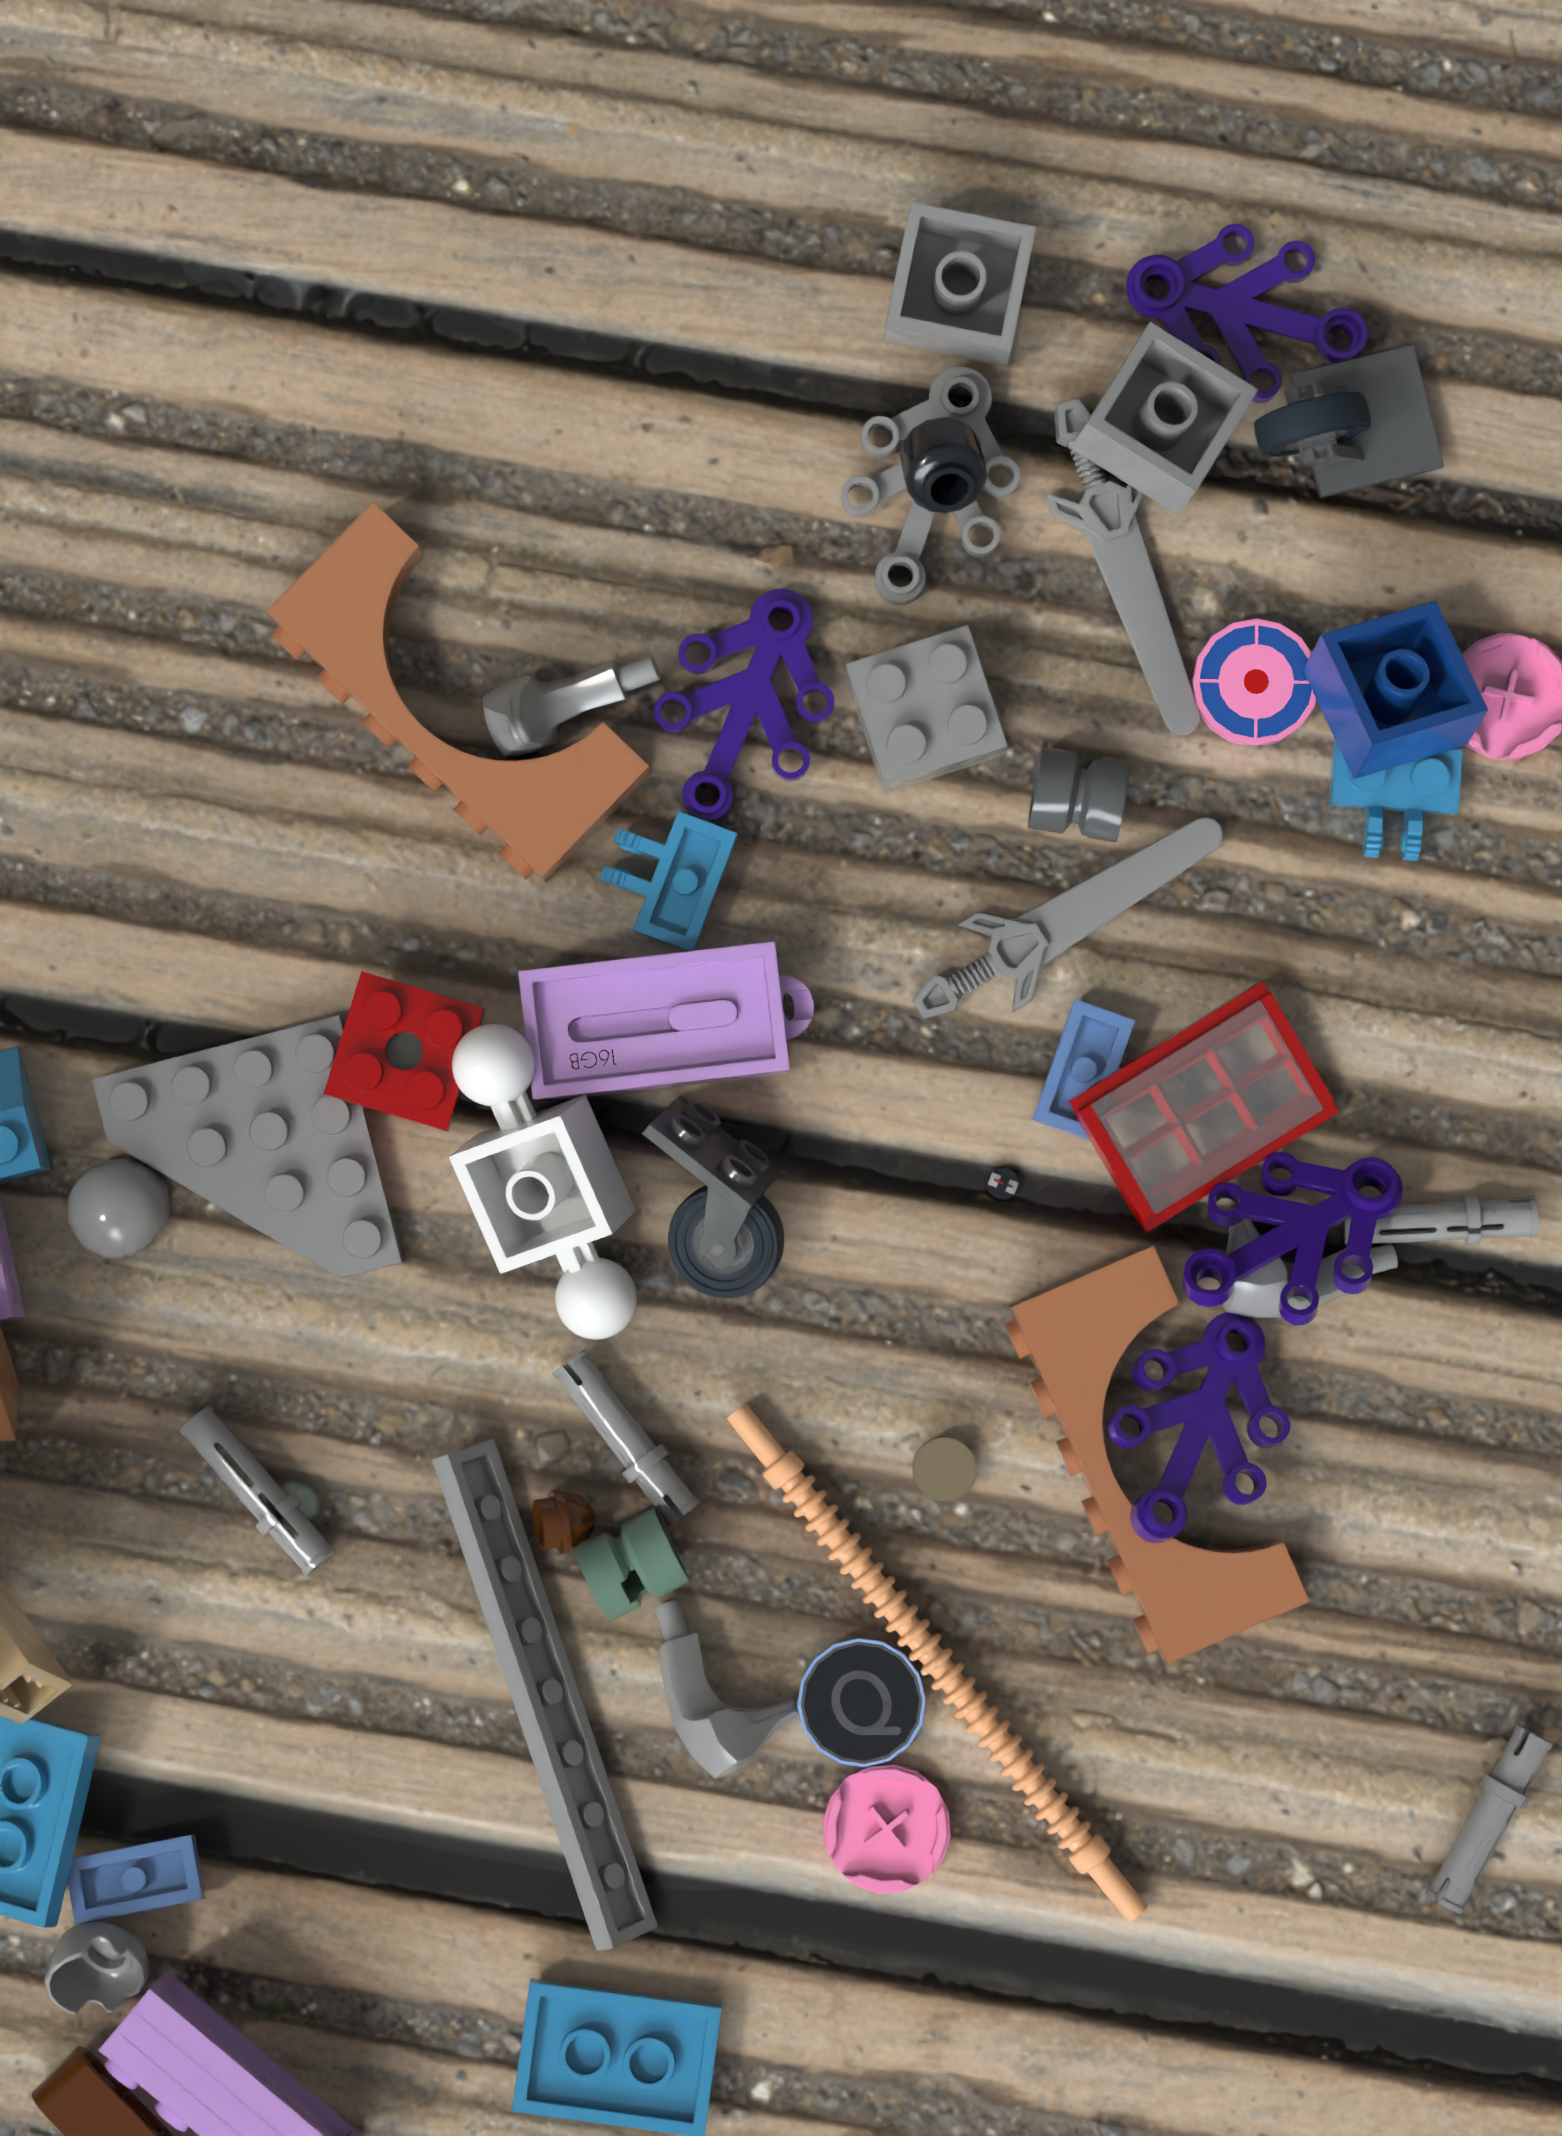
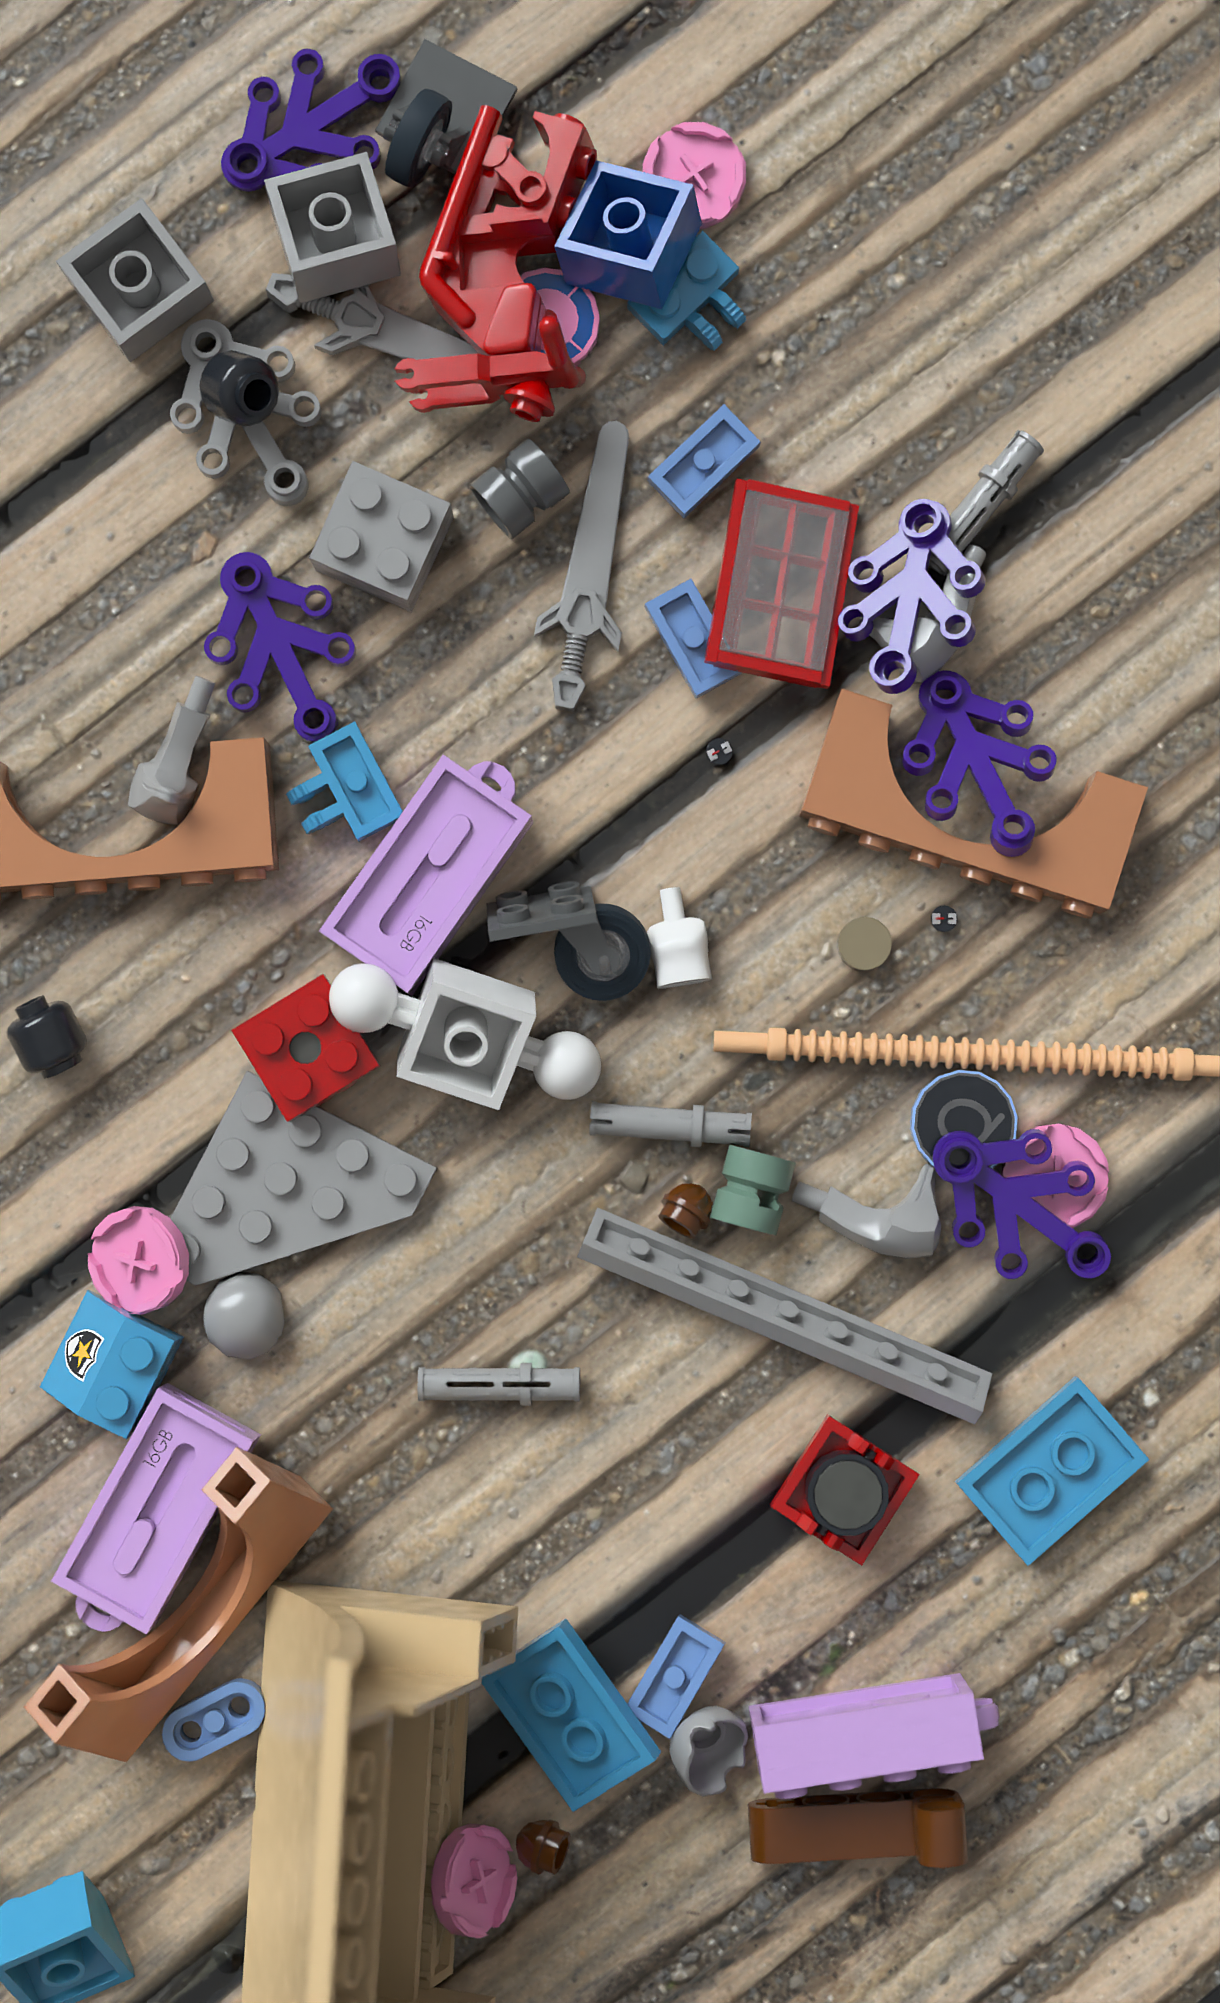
camera: 45 degrees left, 0 degrees up
(84, 1069) = (138, 1260): none -> bright pink tile
(211, 810) = (46, 1037): none -> black head
(435, 1885) = (844, 1490): none -> piece
(795, 1301) = (678, 944): none -> white piece
(833, 1807) = (1014, 1197): none -> dark purple plant
(1031, 1520) = (944, 918): none -> black piece
(1232, 587) = (475, 275): none -> red piece
(1253, 937) = (704, 461): none -> medium blue plate

